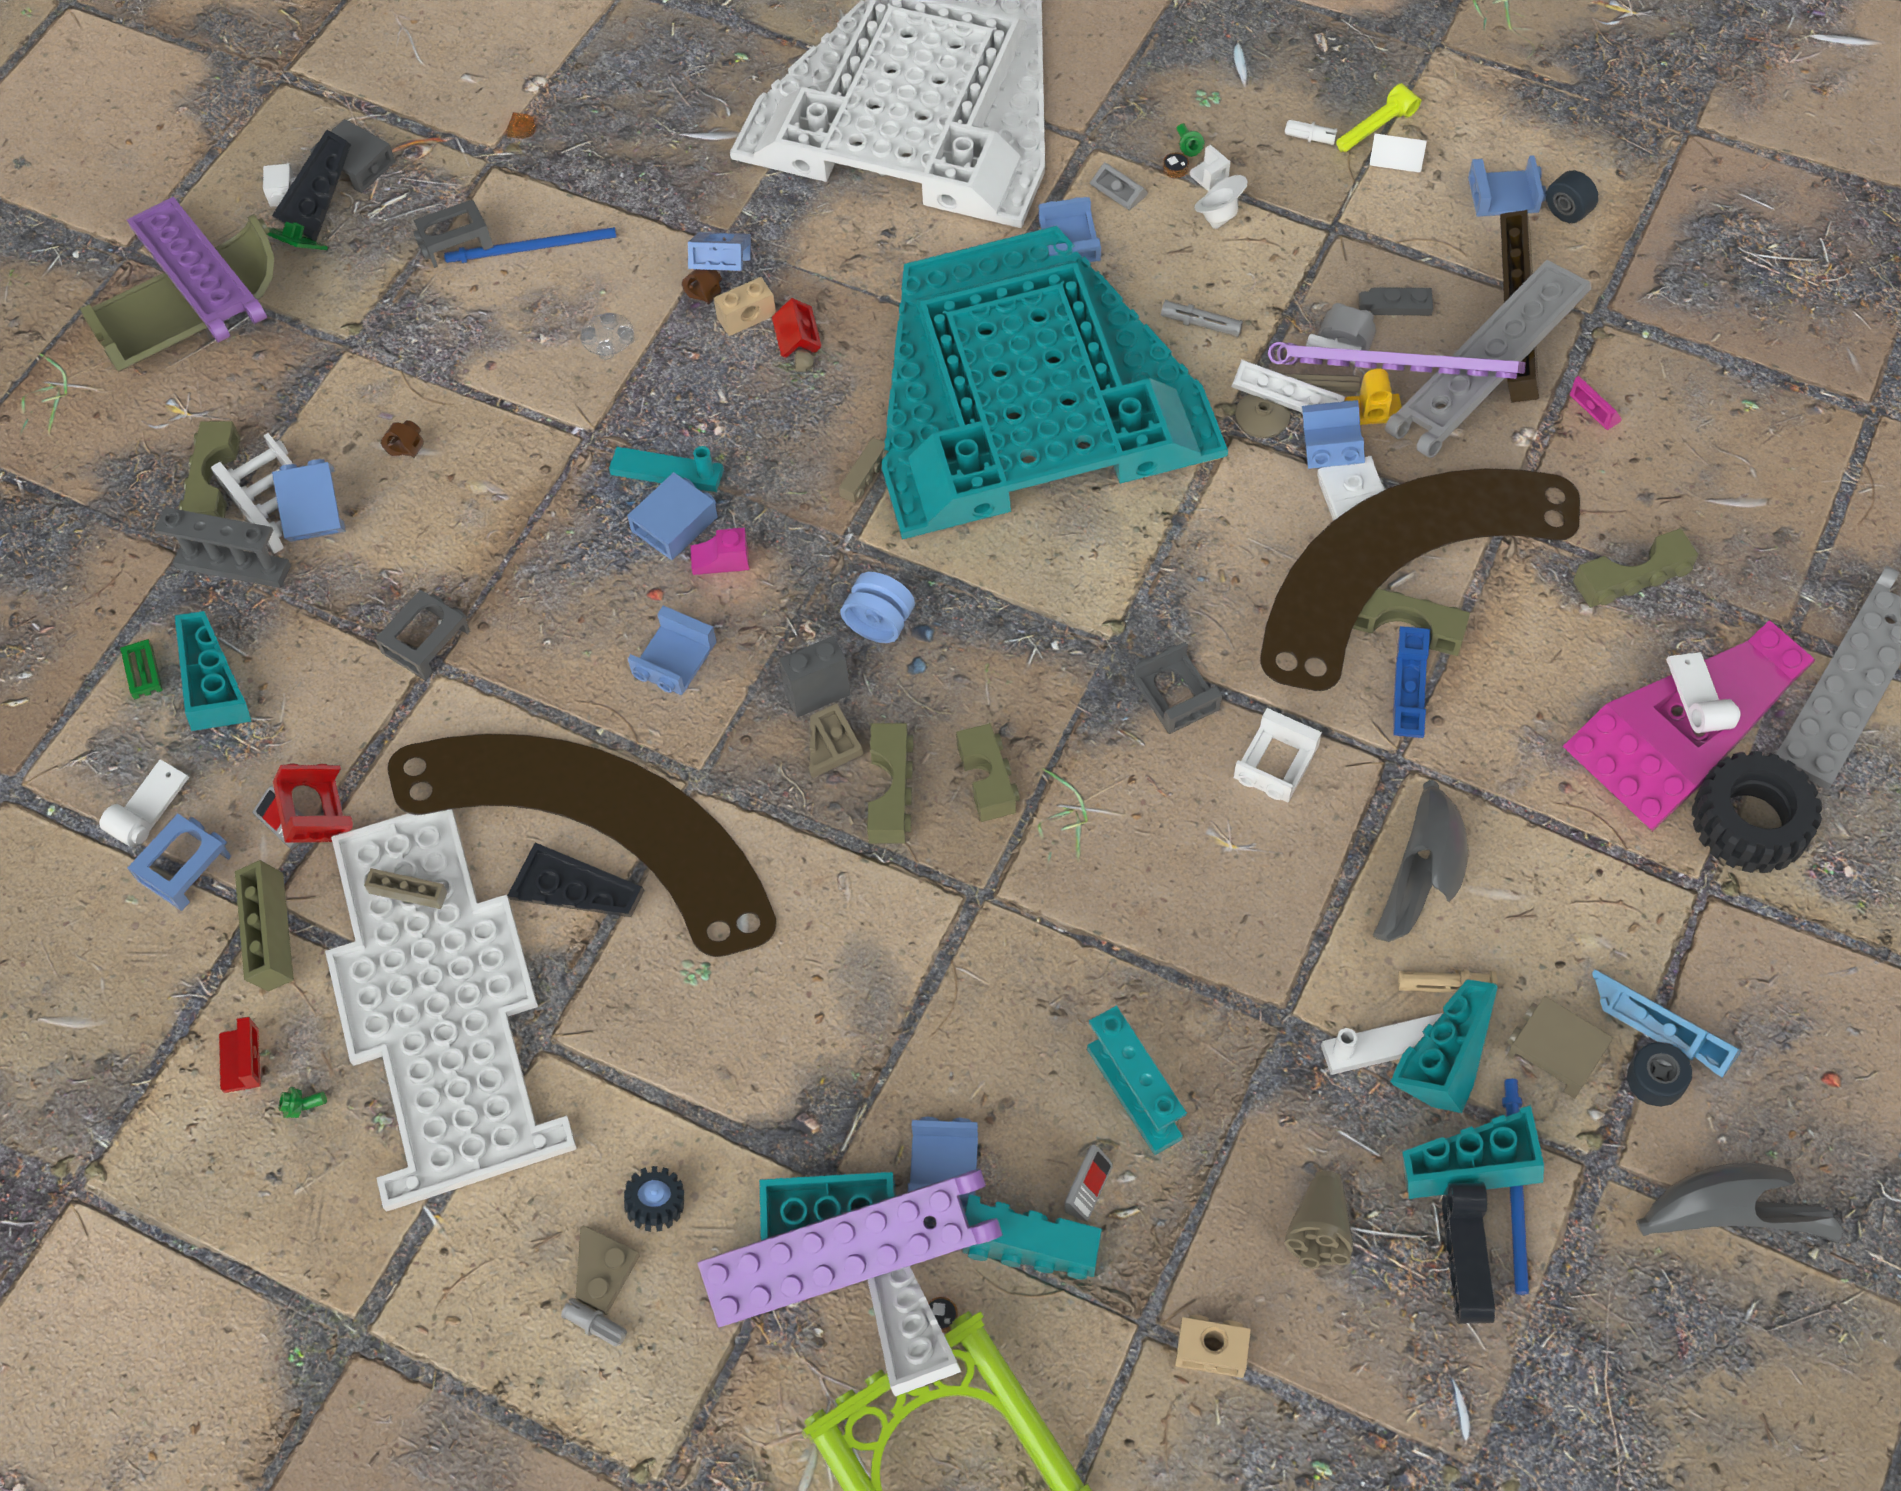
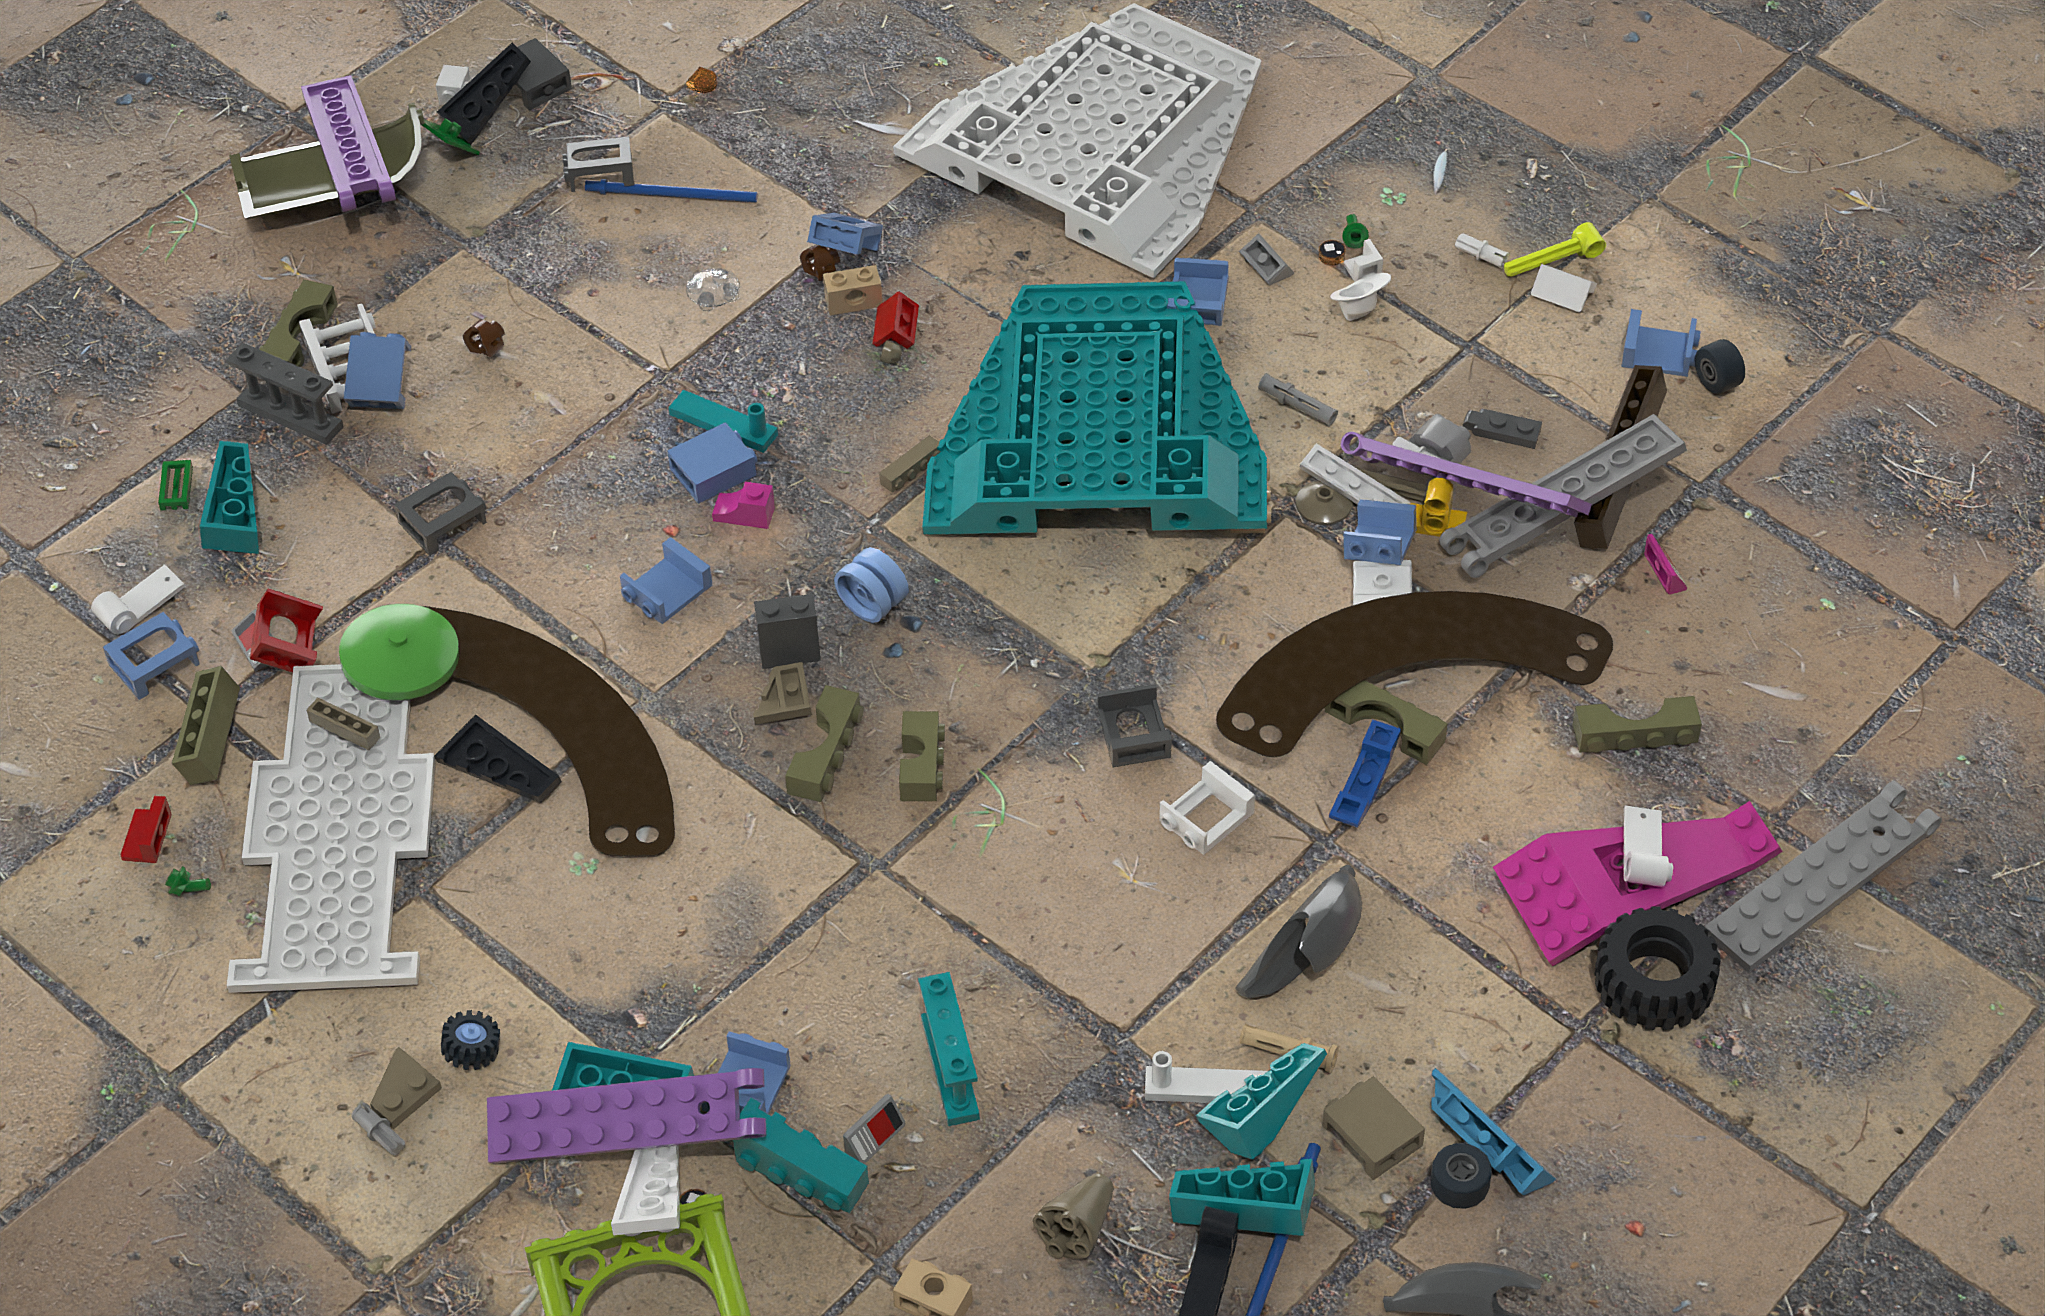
camera: 15 degrees right, 10 degrees down
(434, 795) = (399, 651): none -> bright green dish

